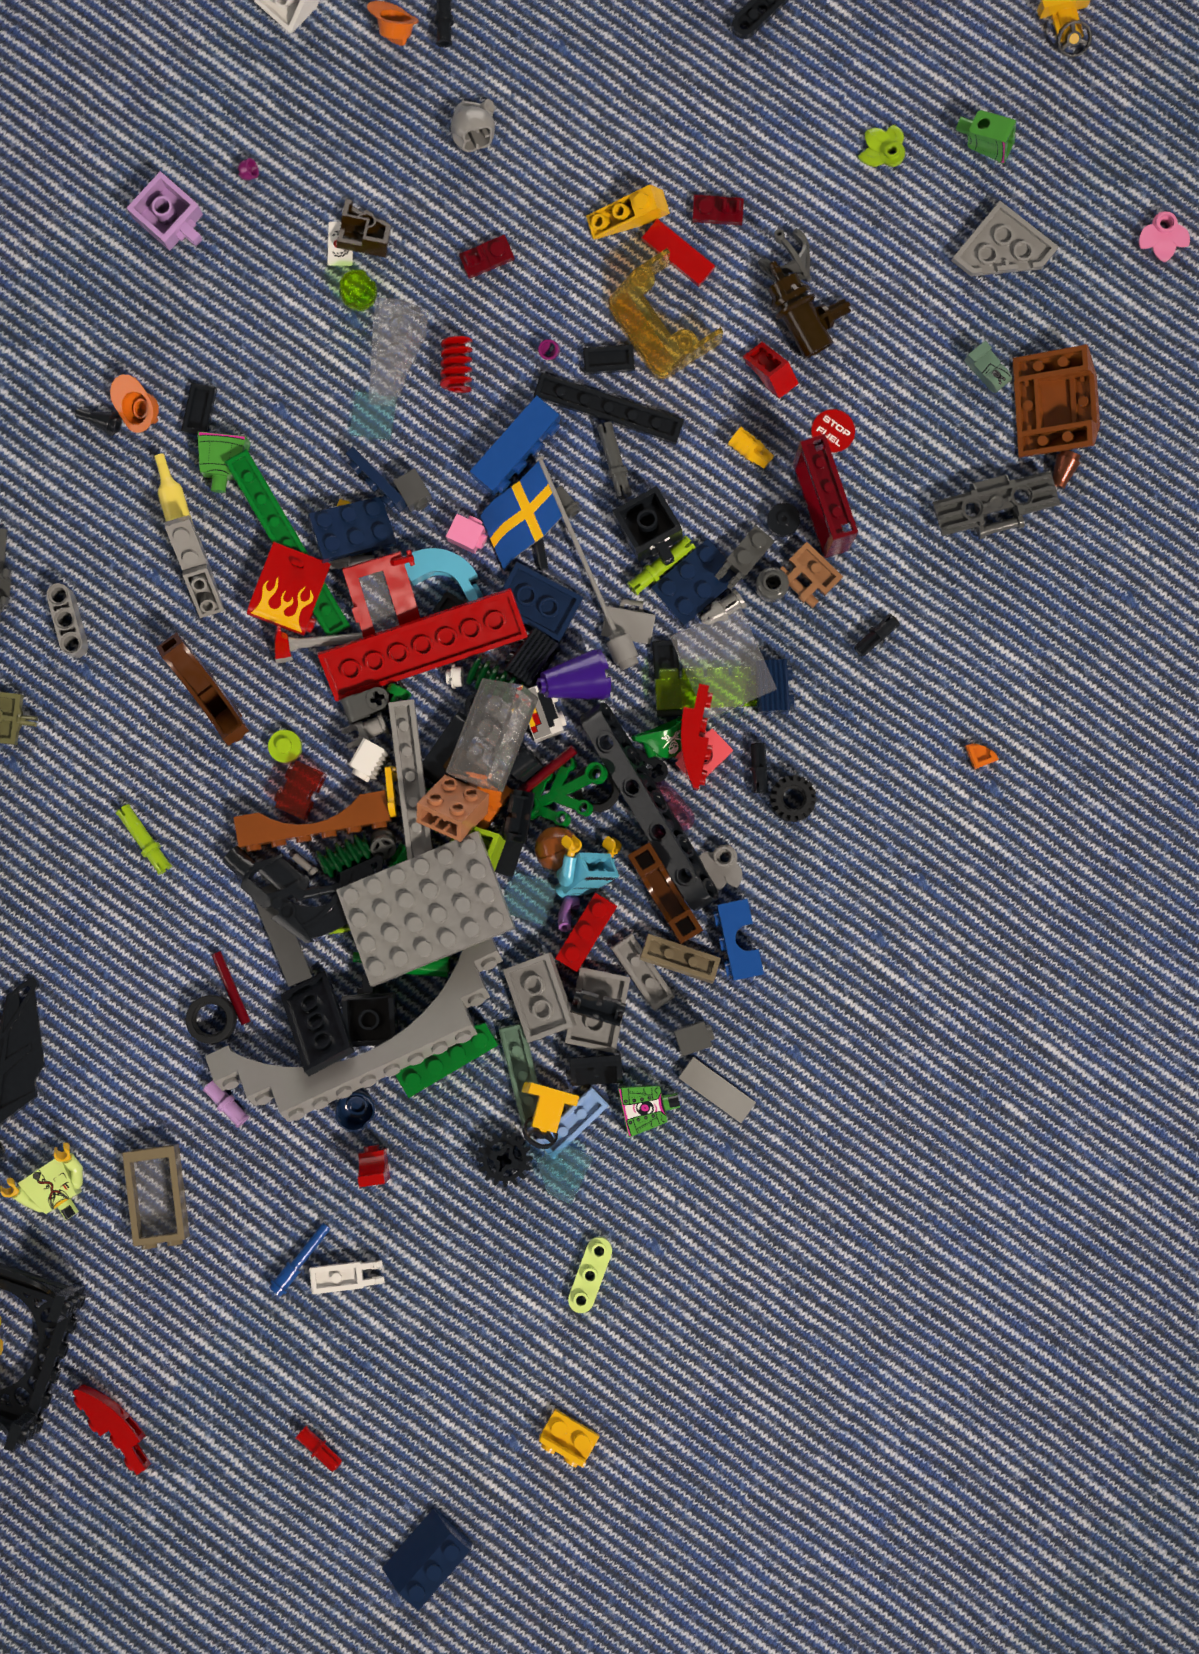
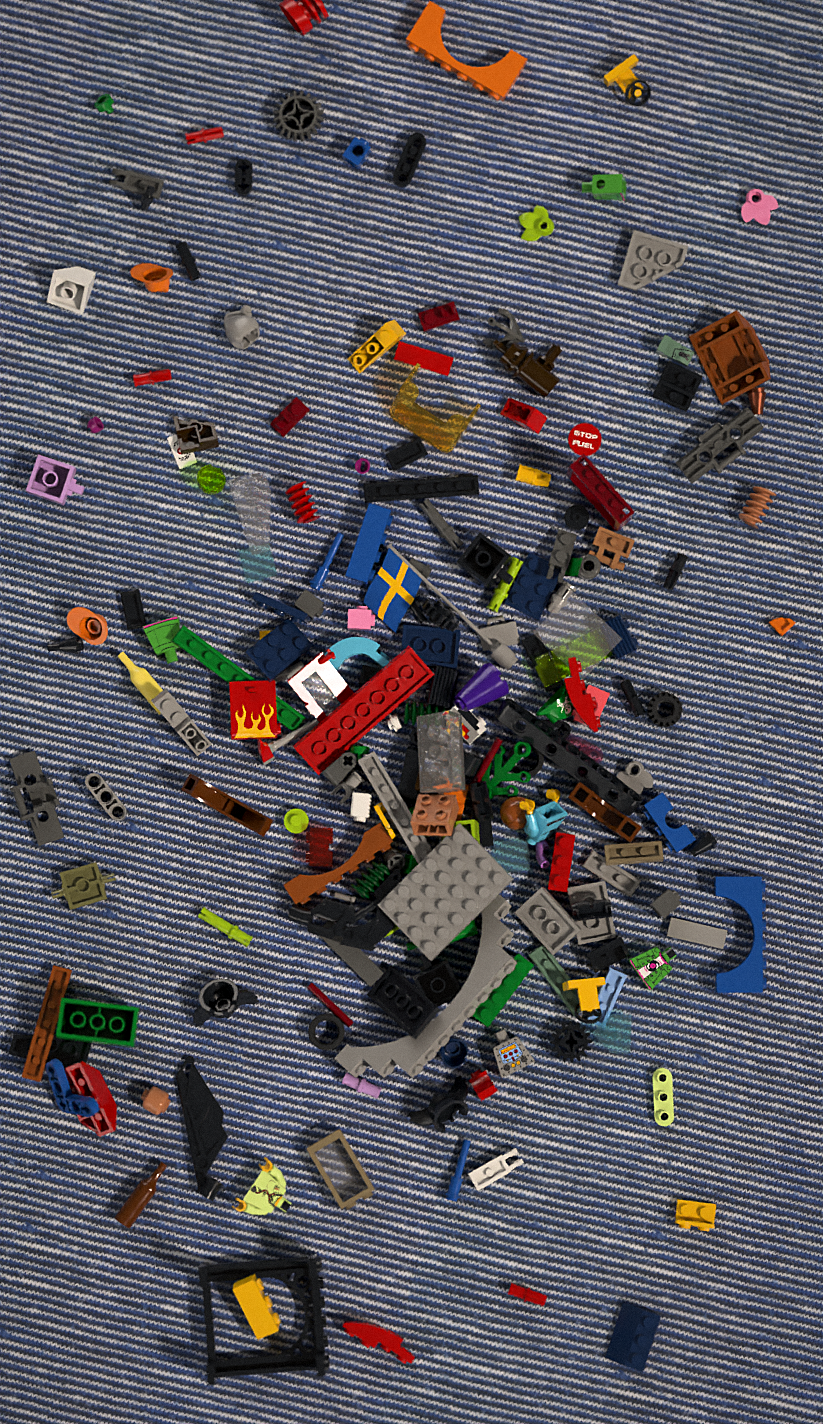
camera: 30 degrees left, 0 degrees up
(97, 926) = (220, 1000): none -> black helmet
(313, 1173) = (443, 1107): none -> black helmet
(340, 140) = (152, 377): none -> red axle
(424, 1142) = (510, 1054): none -> torso
(447, 457) = (322, 571): none -> blue pin
(566, 567) = (440, 614): none -> black gear
(753, 577) = (573, 567): none -> green sticker
(759, 1168) = (749, 974): none -> blue arch
(770, 983) = (703, 843): none -> black cone
(974, 412) = (677, 386): none -> black slope
(1009, 596) = (756, 506): none -> nougat piece

